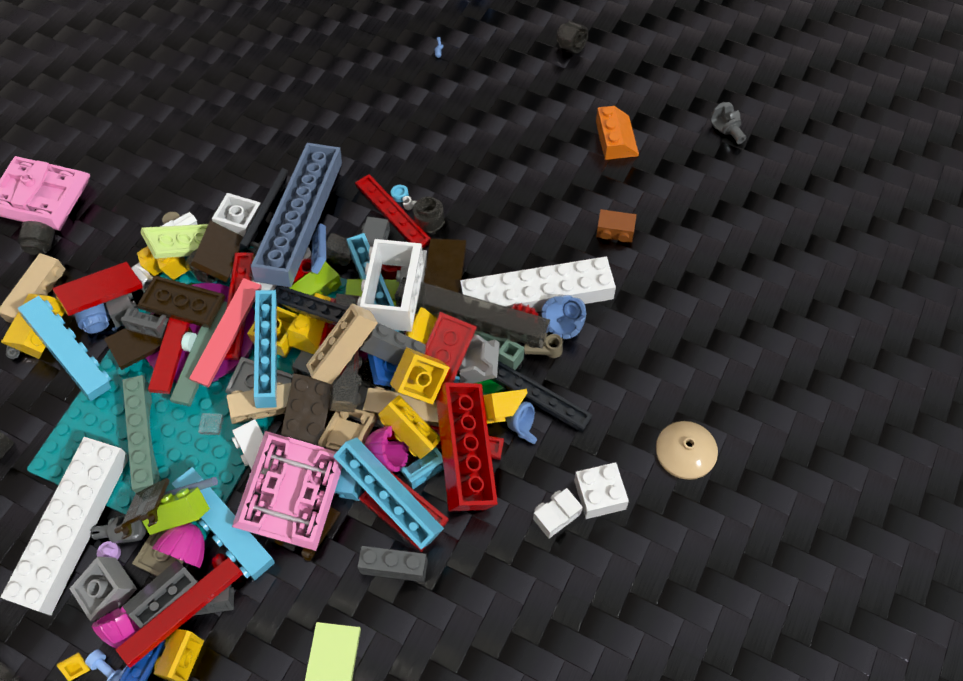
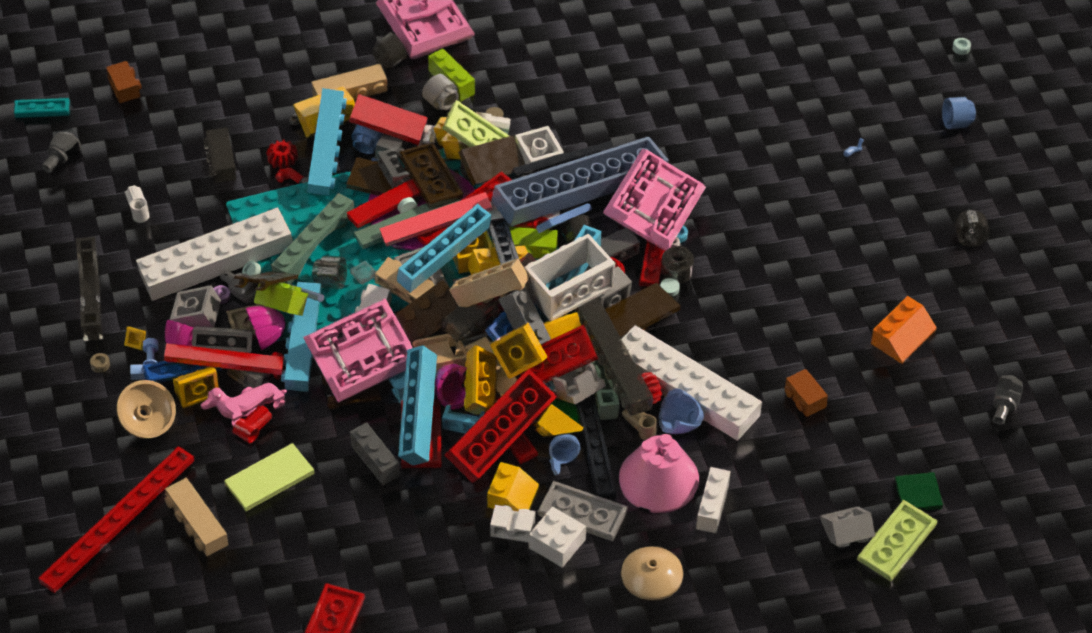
camera: 45 degrees right, 10 degrees down
(34, 389) = (282, 154): none -> red gear
(55, 400) = (287, 173): none -> red arm
(105, 216) = (443, 63): none -> lime brick
(113, 235) = (440, 92): none -> light grey piece
(114, 507) = (251, 268): none -> light aqua tile
(186, 449) = (330, 272): none -> clear smoke piece
(238, 630) = (244, 403): none -> bright pink animal
(265, 645) = (249, 428): none -> red piece
(366, 181) = (654, 200): none -> bright pink piece
(440, 232) = (671, 286): none -> light aqua tile
(524, 488) = (511, 488): none -> yellow slope
(586, 450) = (598, 514): none -> light grey tile
(603, 375) = (659, 476): none -> bright pink cone
(660, 355) = (713, 500): none -> white brick
(755, 289) = (848, 526): none -> light grey slope
(759, 228) = (919, 490): none -> dark green tile
(792, 271) = (897, 540): none -> yellowish green tile

